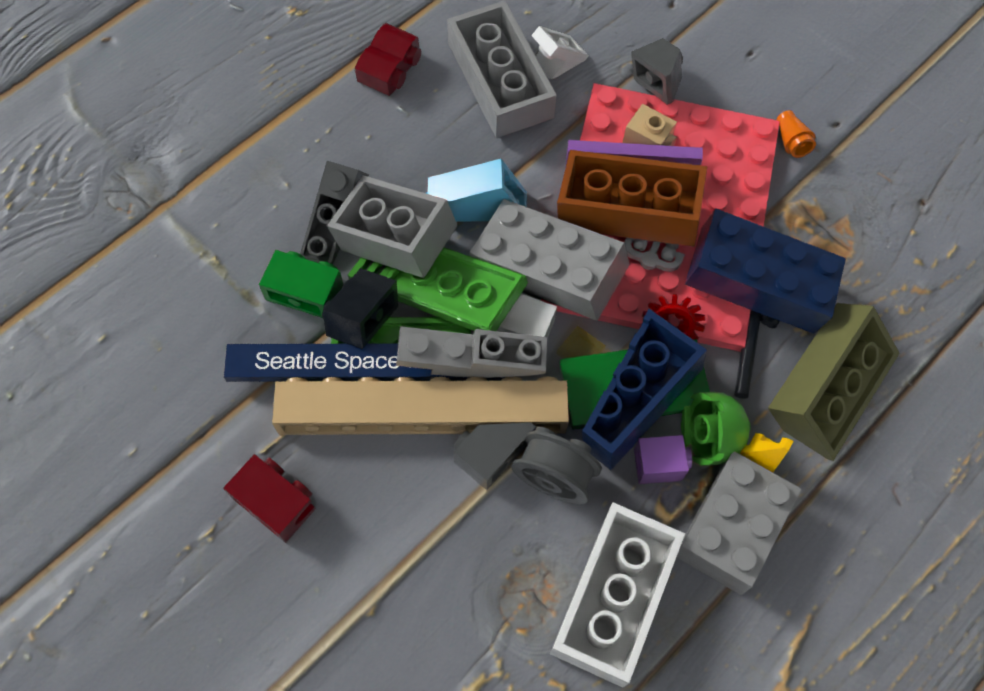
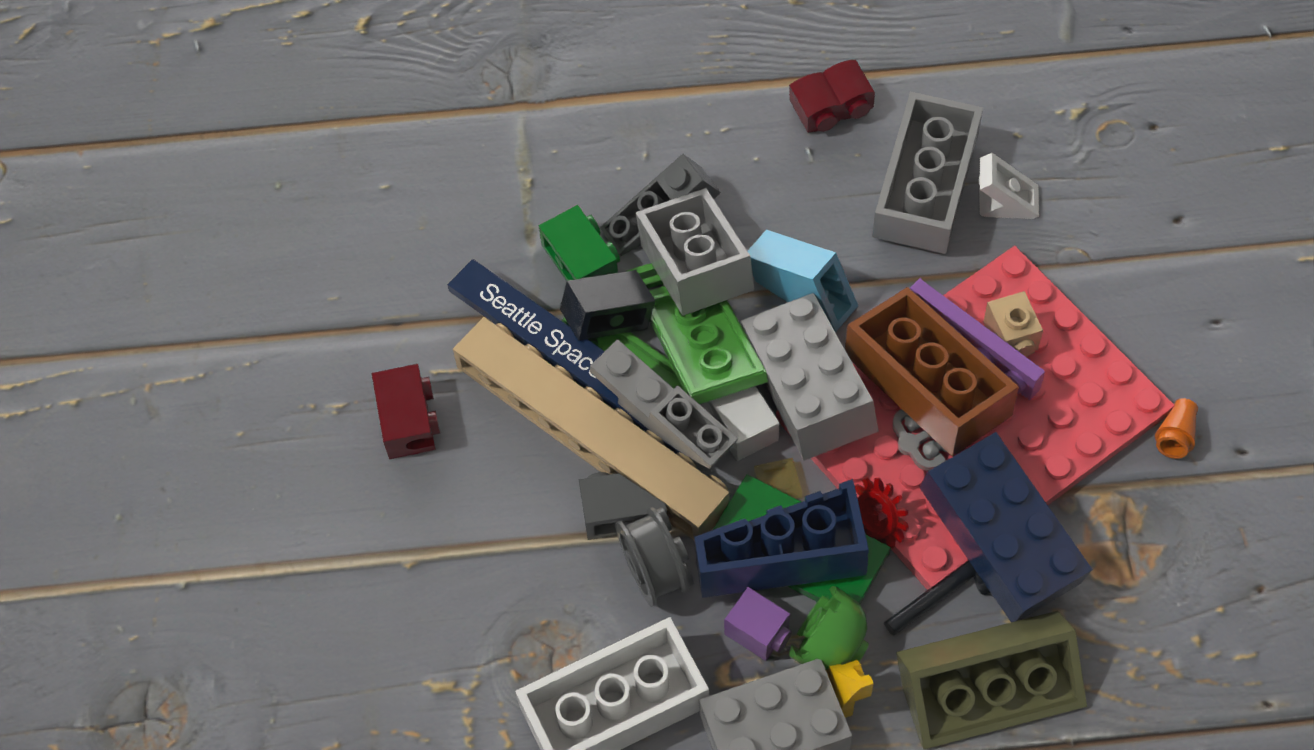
camera: 45 degrees right, 5 degrees down
(658, 68) = (1091, 273): dark grey slope -> none

